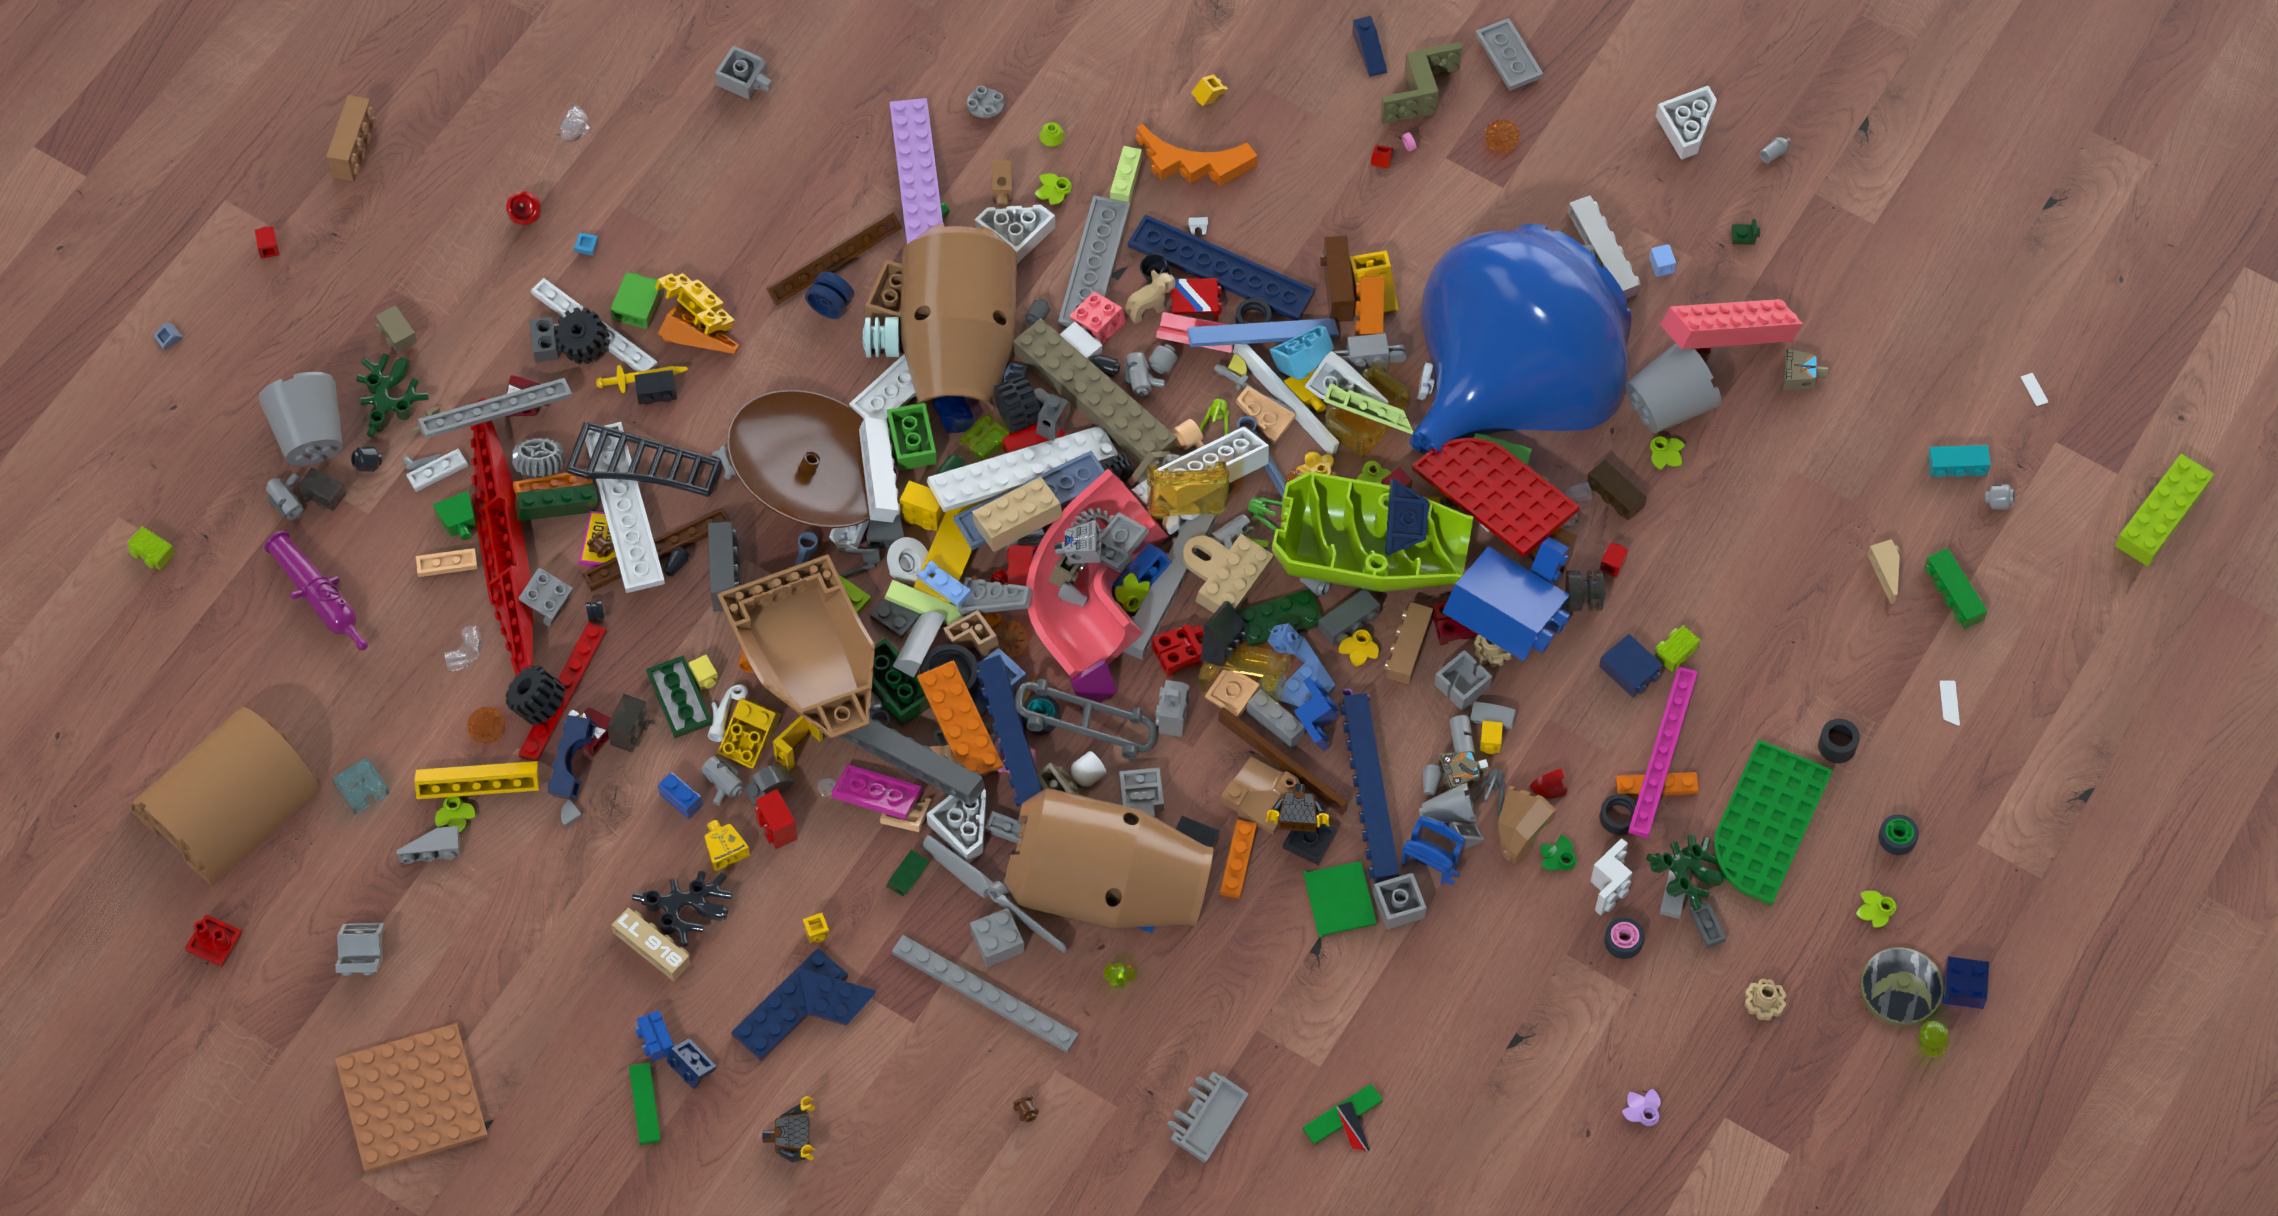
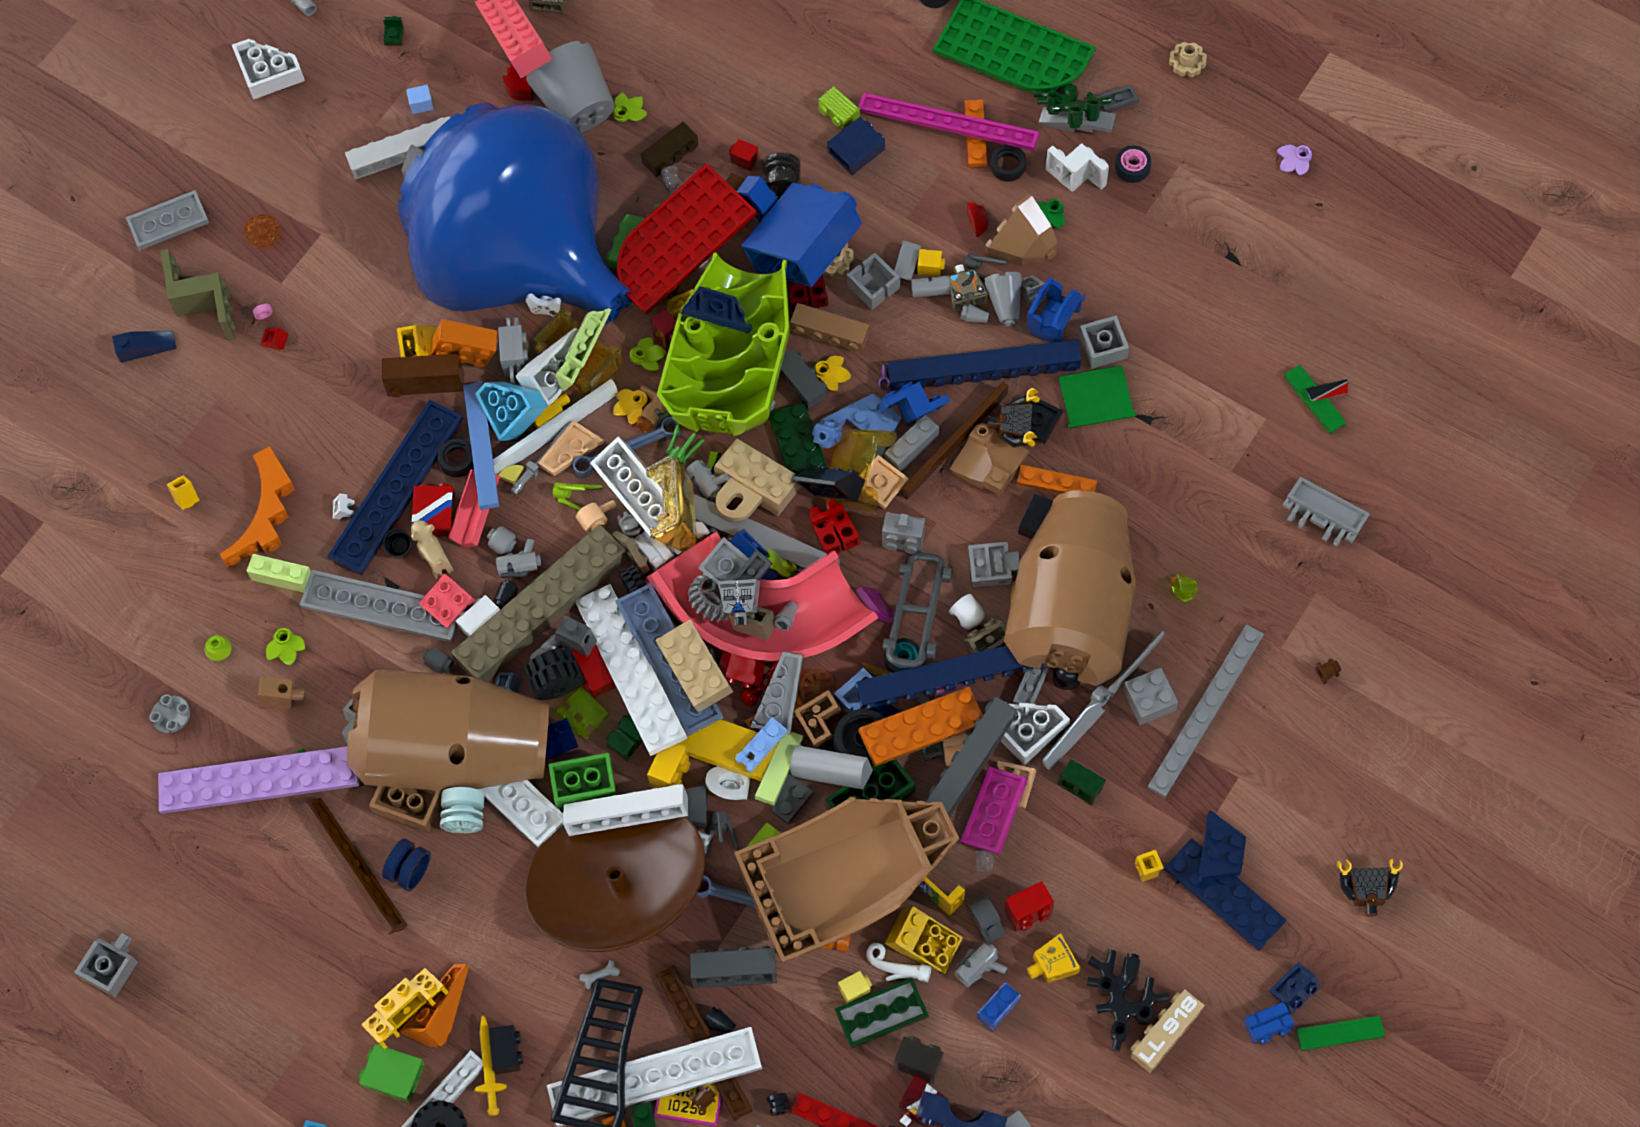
camera: 85 degrees left, 5 degrees up
(1018, 226) = (334, 679): white brick -> none

